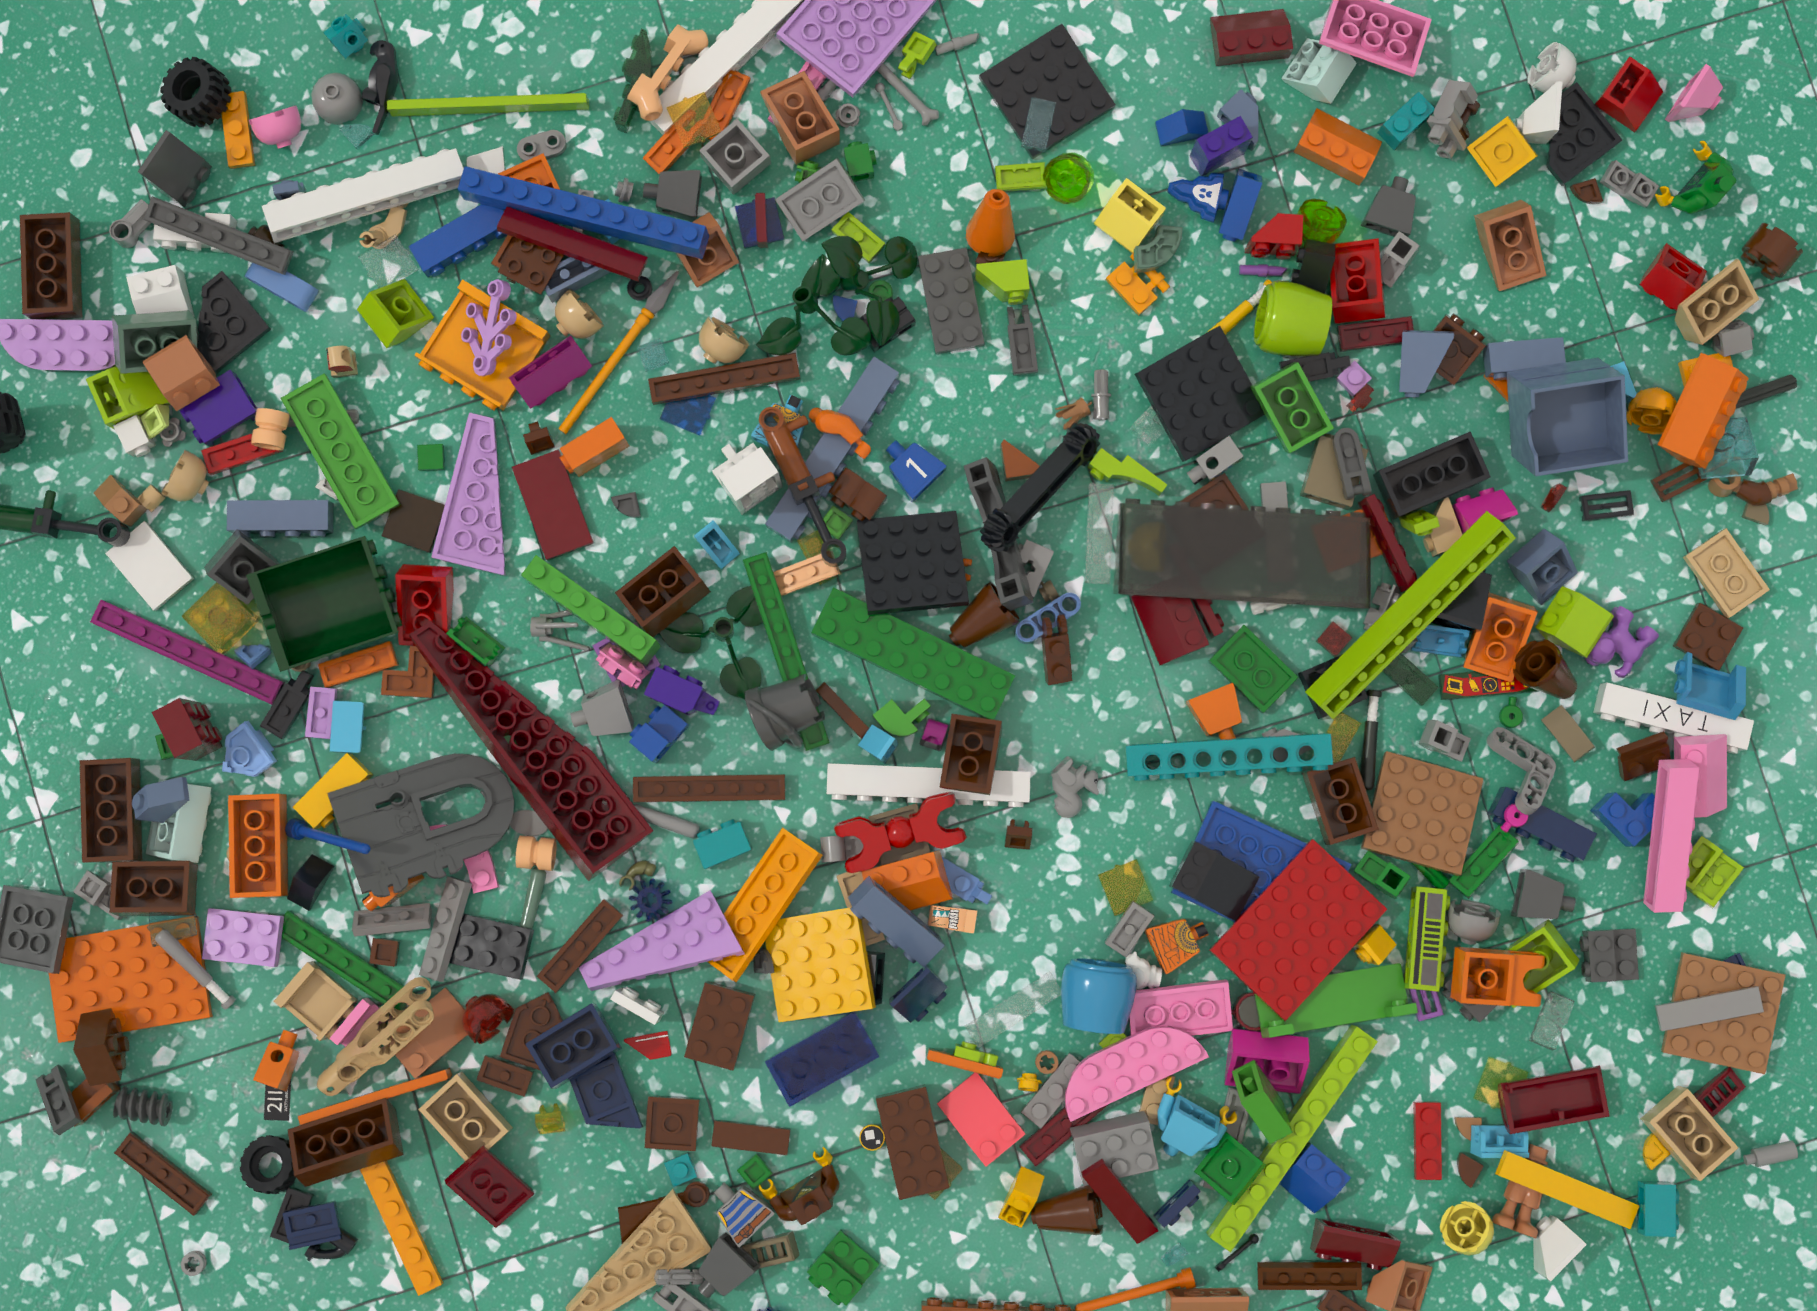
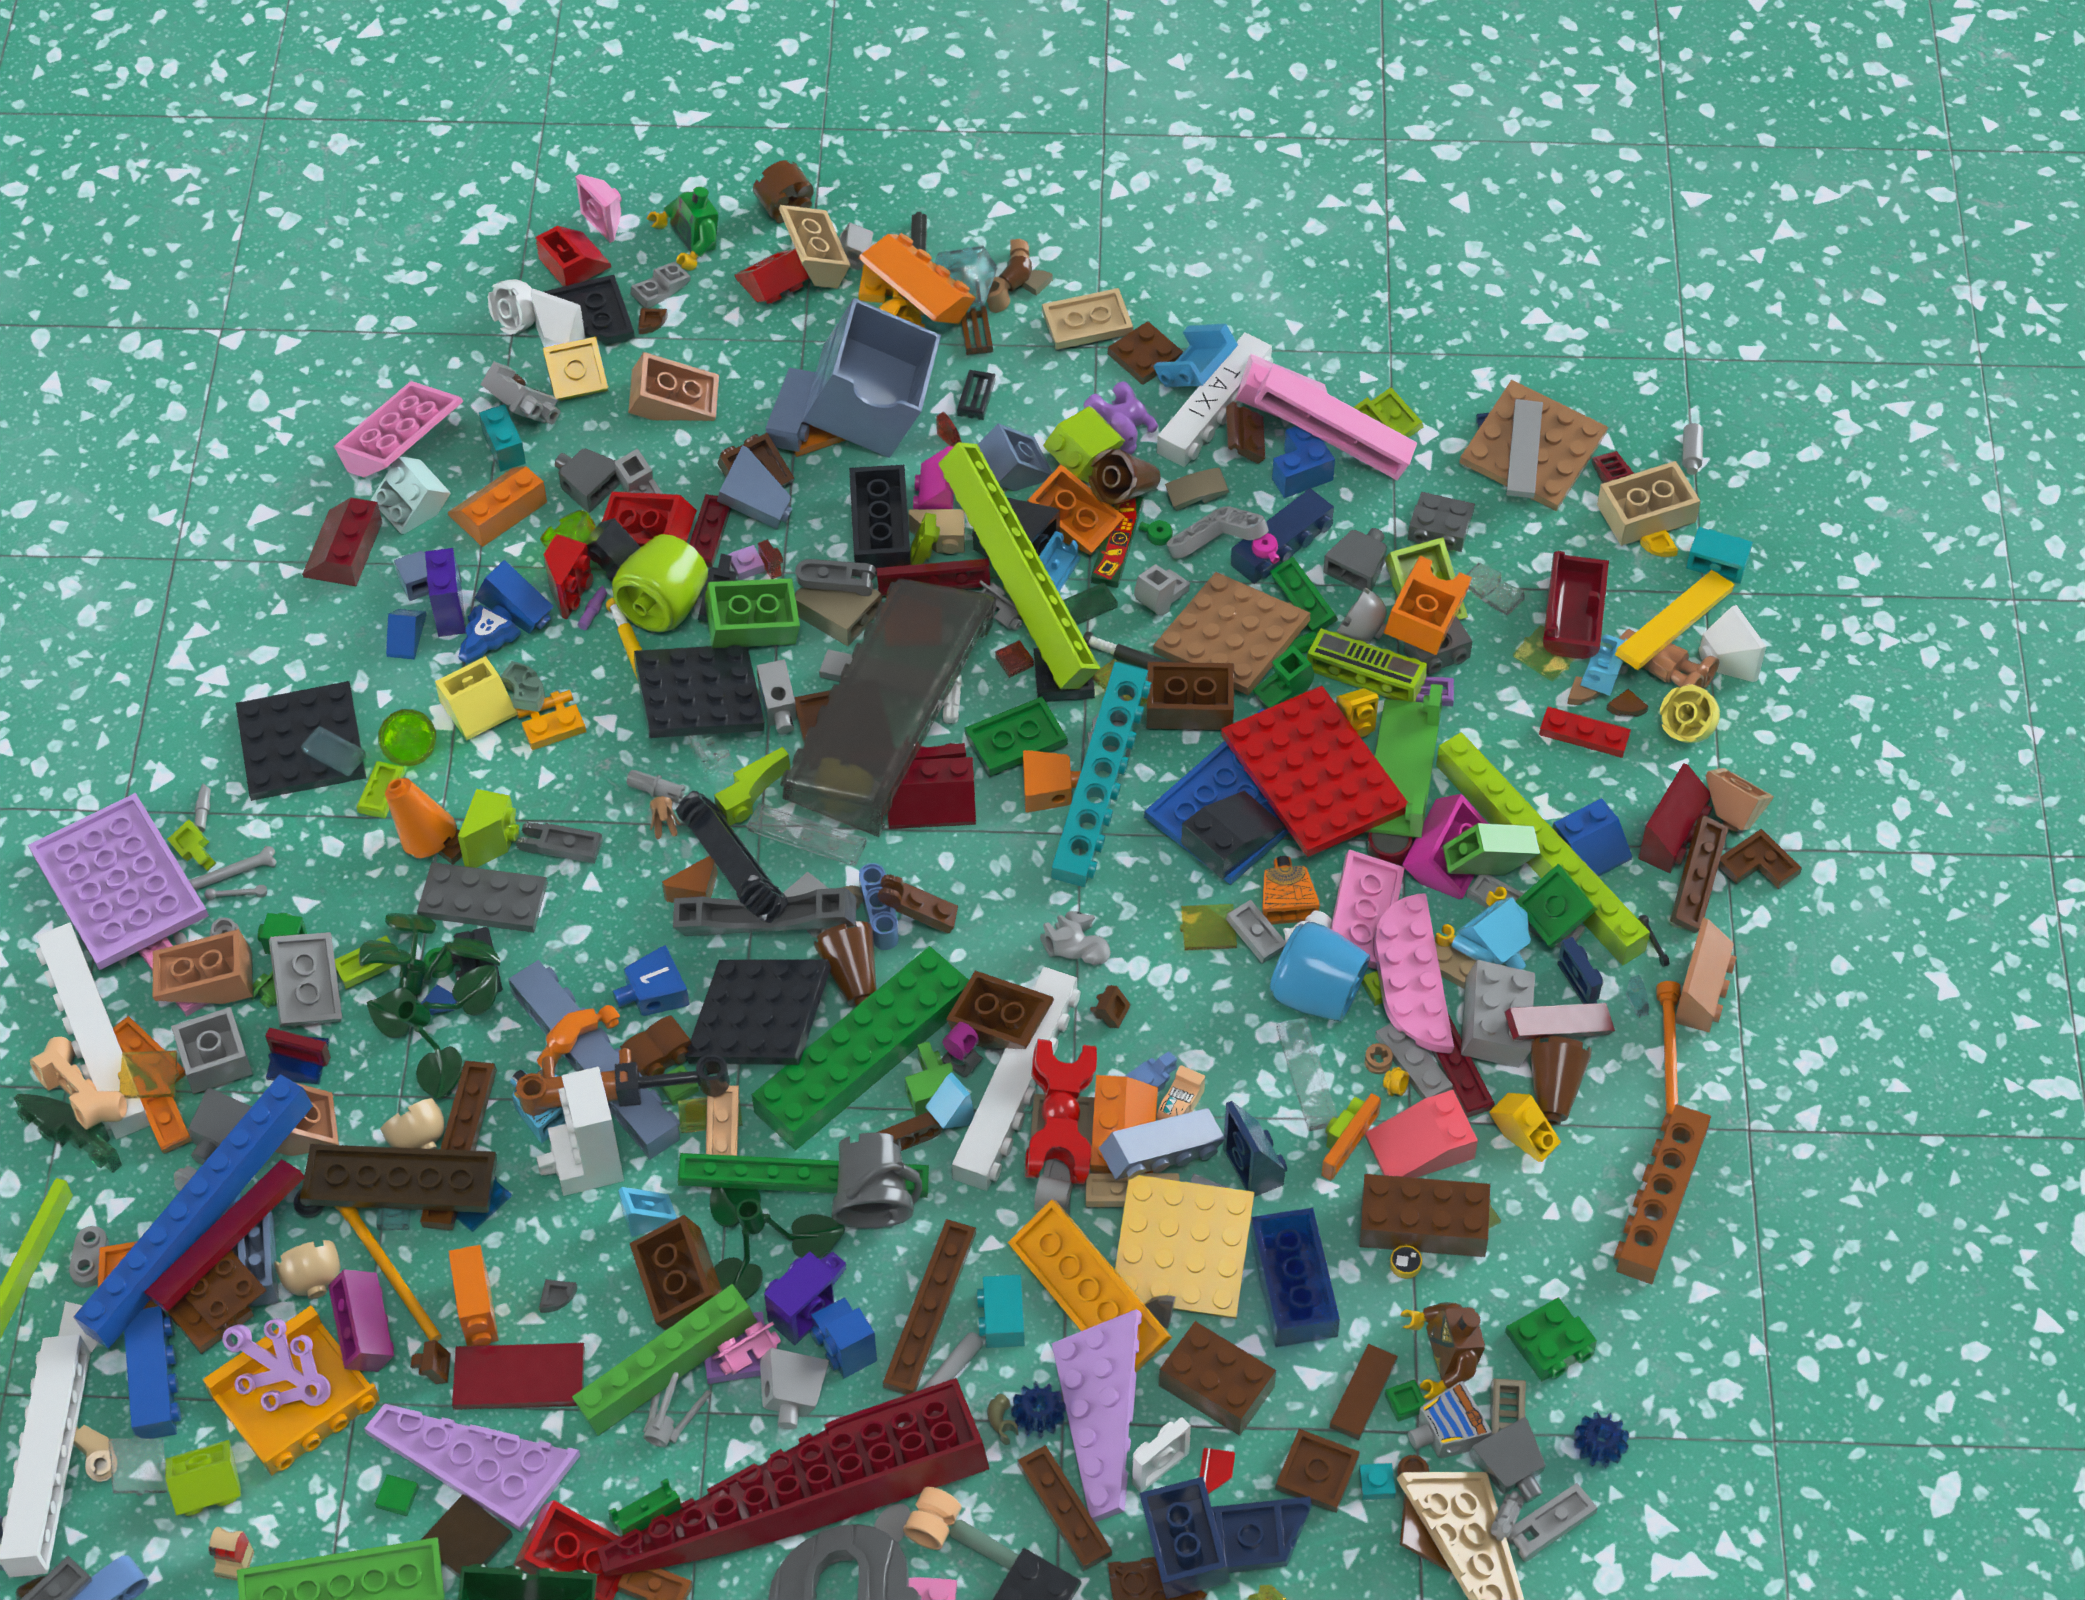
camera: 65 degrees left, 30 degrees down
(672, 349) = (399, 1178): none -> dark brown plate

